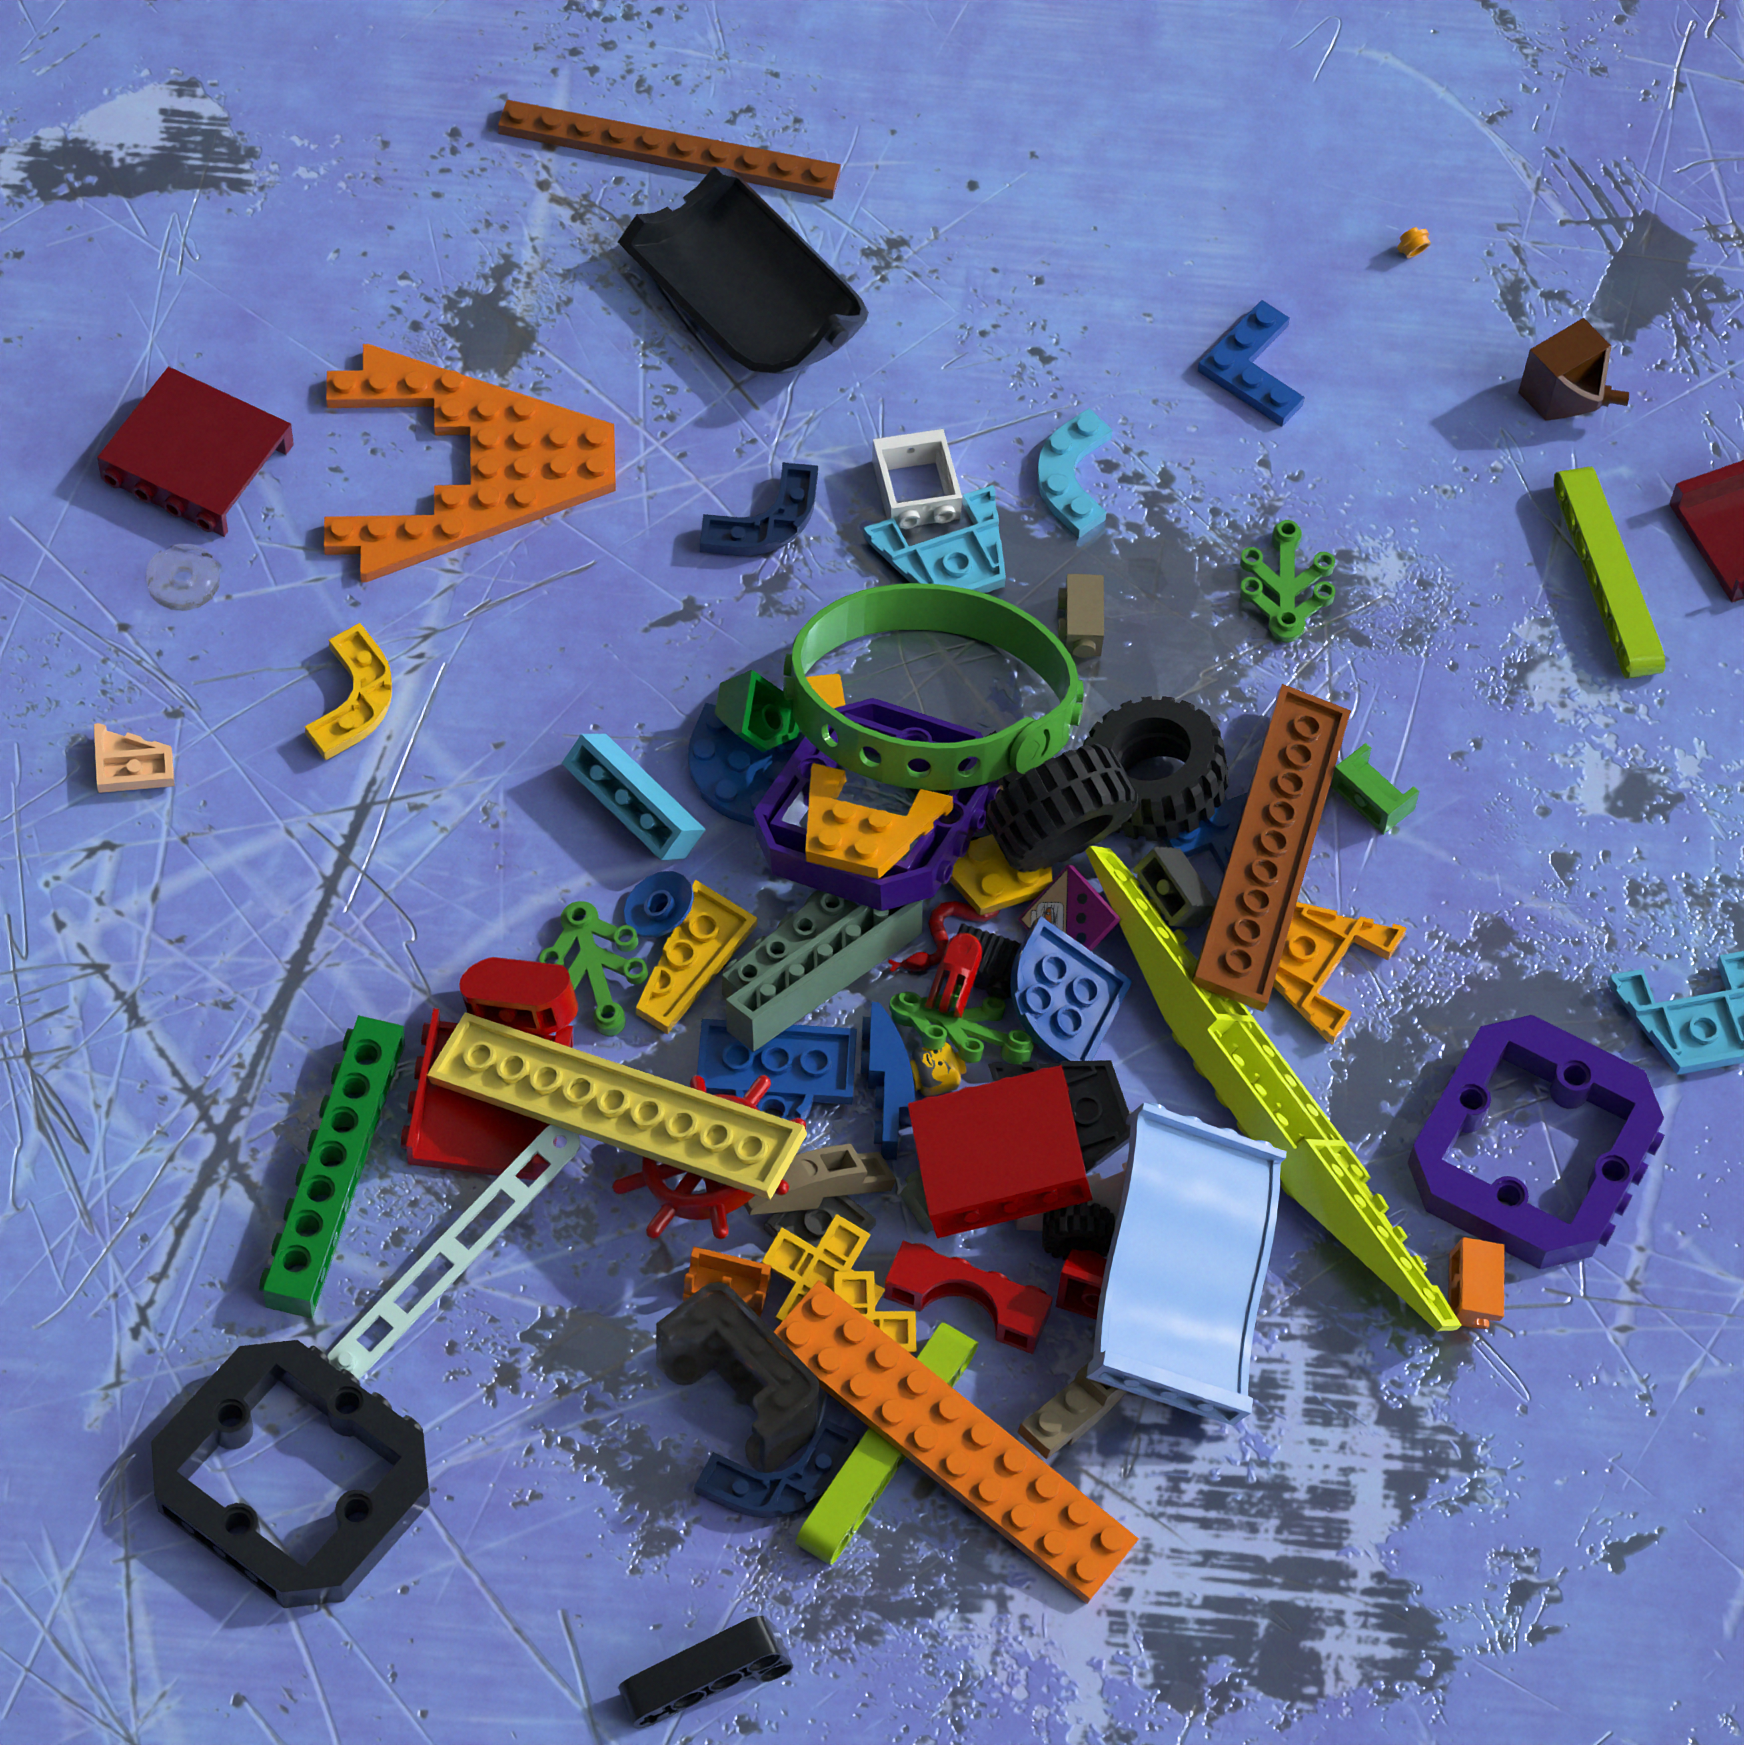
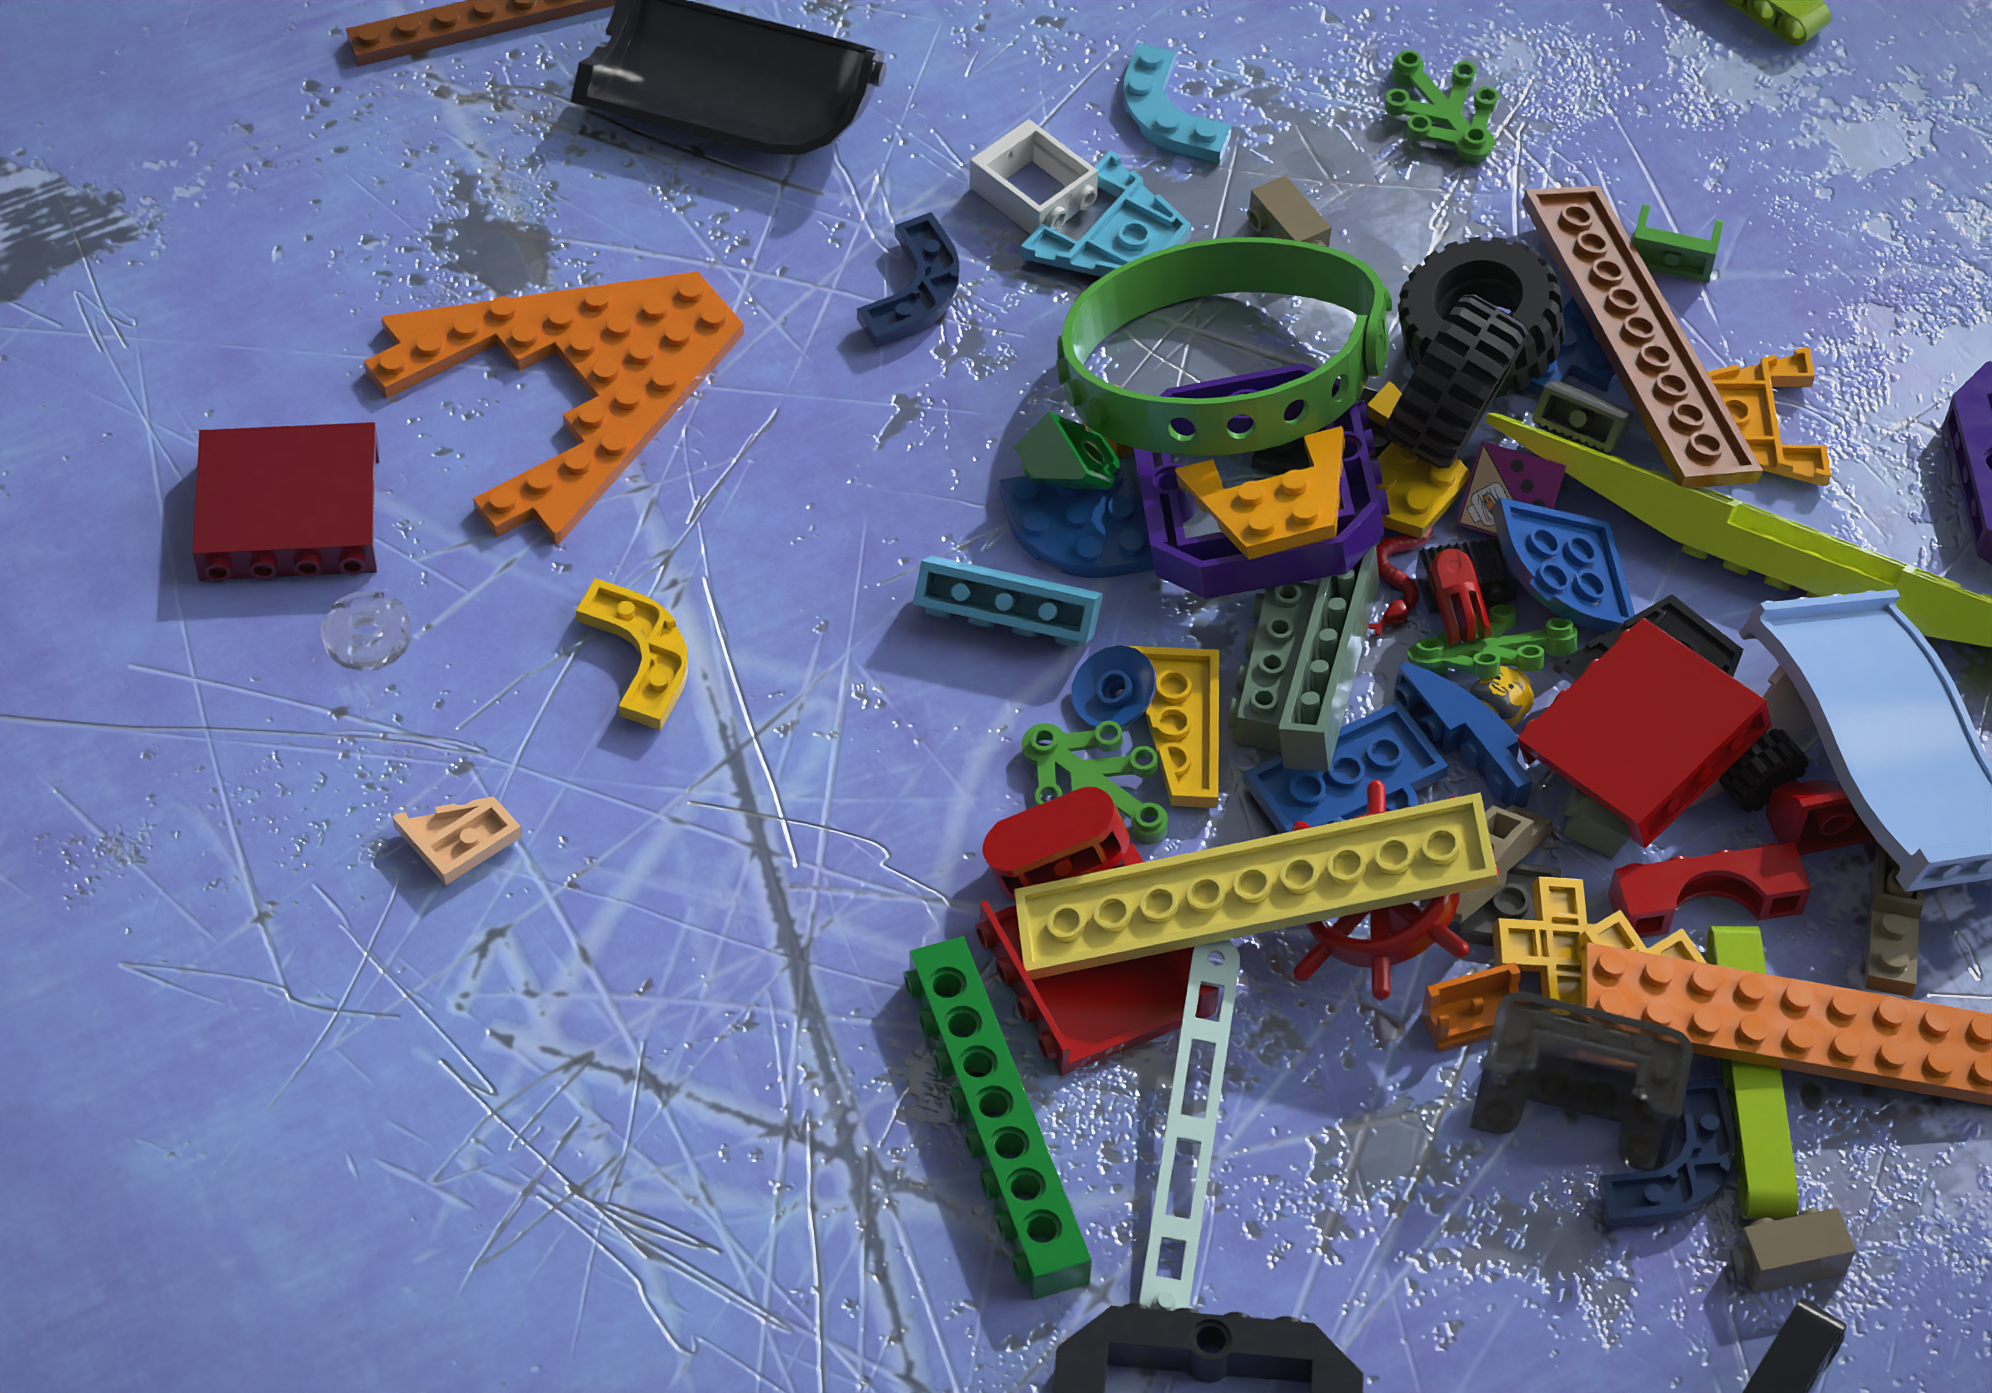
camera: 30 degrees left, 5 degrees down
(806, 1584) = (1794, 1250): none -> dark tan brick

